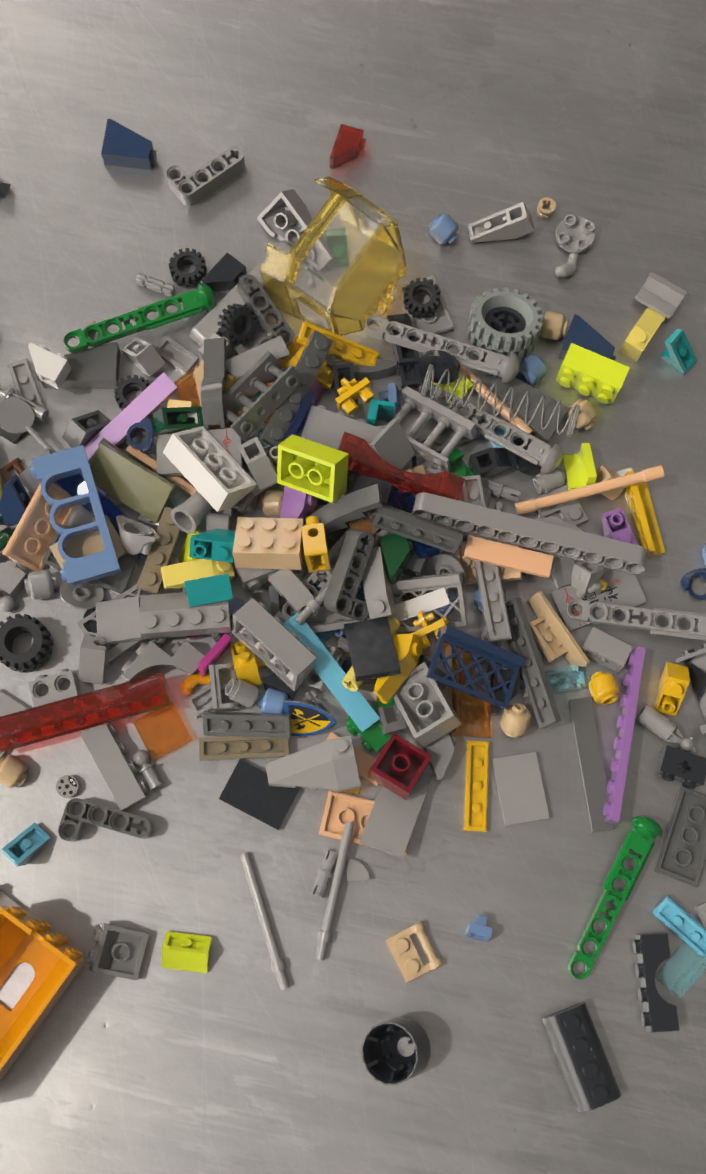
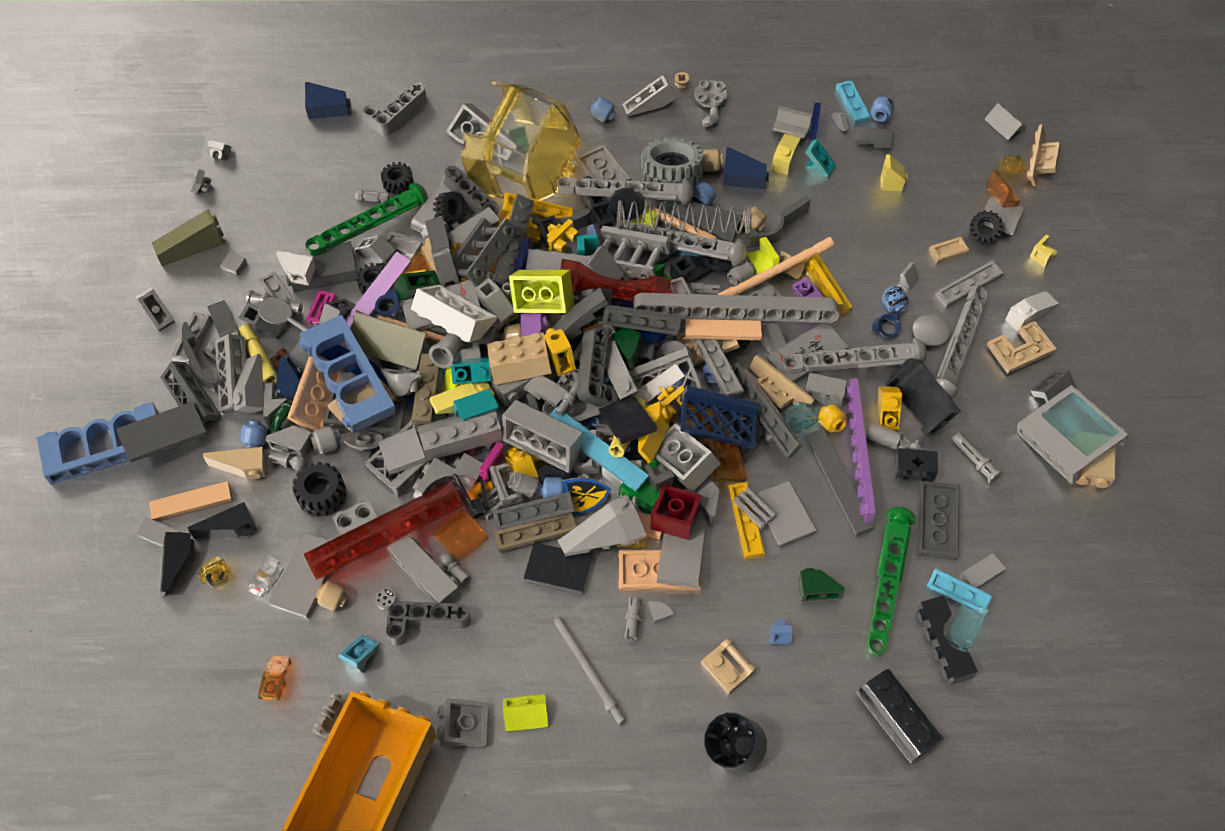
camera: 10 degrees left, 15 degrees down
(54, 427) = (310, 317): none -> dark pink tile
(92, 660) = (386, 486): light grey hinge -> none
(185, 705) = (475, 507): none -> black plant
(225, 274) = (430, 174): black slope -> none
(325, 934) = (646, 668): light grey bar -> none
(347, 146) = (508, 65): clear red slope -> none
(421, 287) = (598, 168): black tyre -> none
(497, 794) = (743, 495): none -> light grey tile
(515, 720) = (765, 458): tan head -> none
(533, 884) = (818, 586): none -> dark green slope
(587, 578) = (793, 335): light grey piece -> none
(592, 374) = (753, 186): neon yellow brick -> none
(615, 421) = (784, 218): none -> dark grey piece
(688, 298) = (815, 121): none -> clear blue tile

